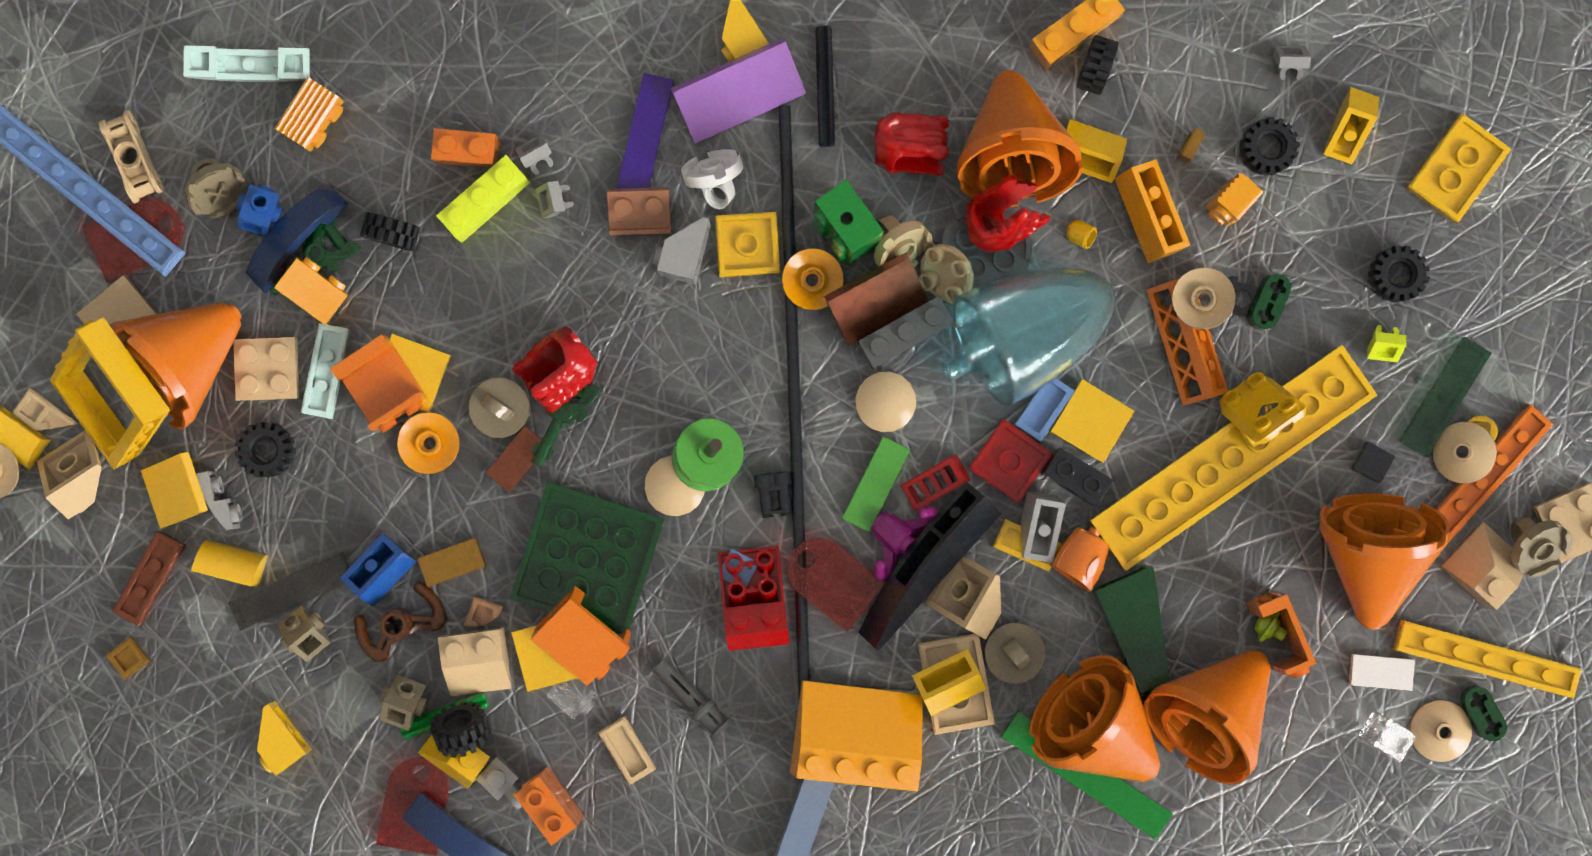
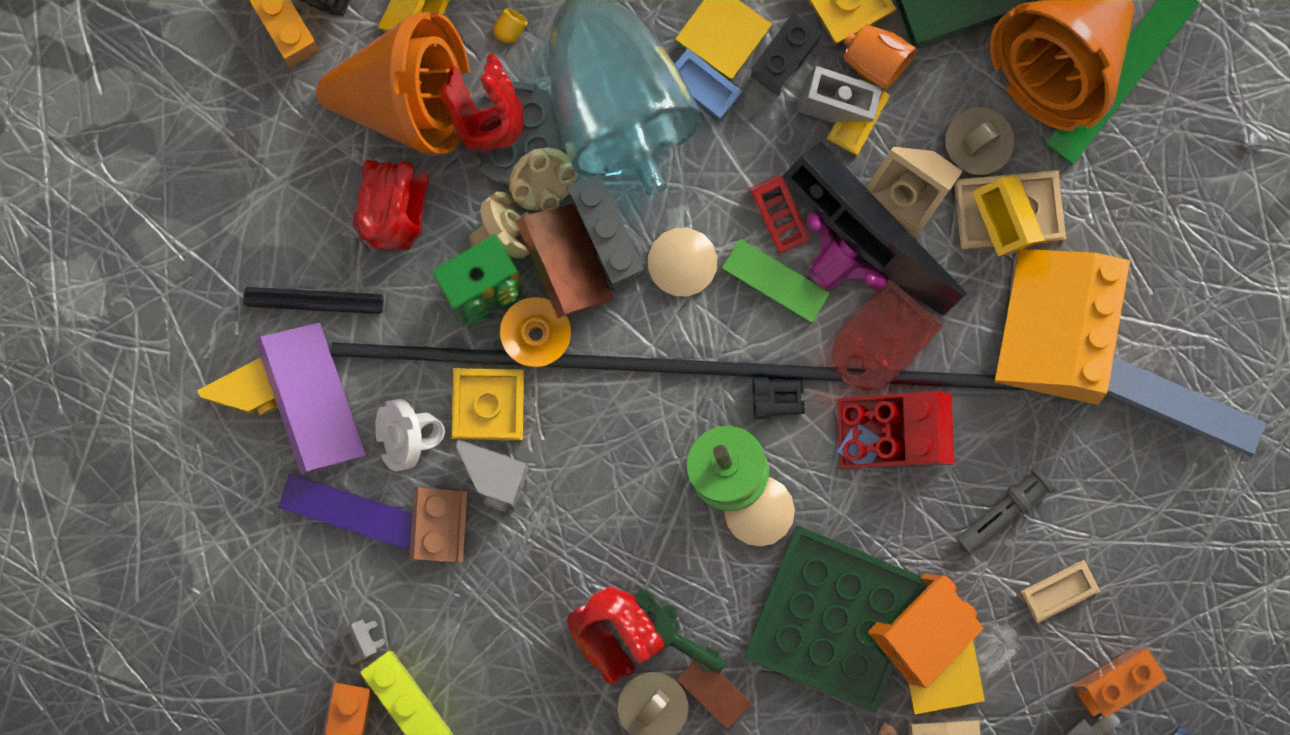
camera: 90 degrees left, 5 degrees down
(551, 200) = (415, 626): light grey tile -> none
(1010, 461) = (761, 128): red tile -> none

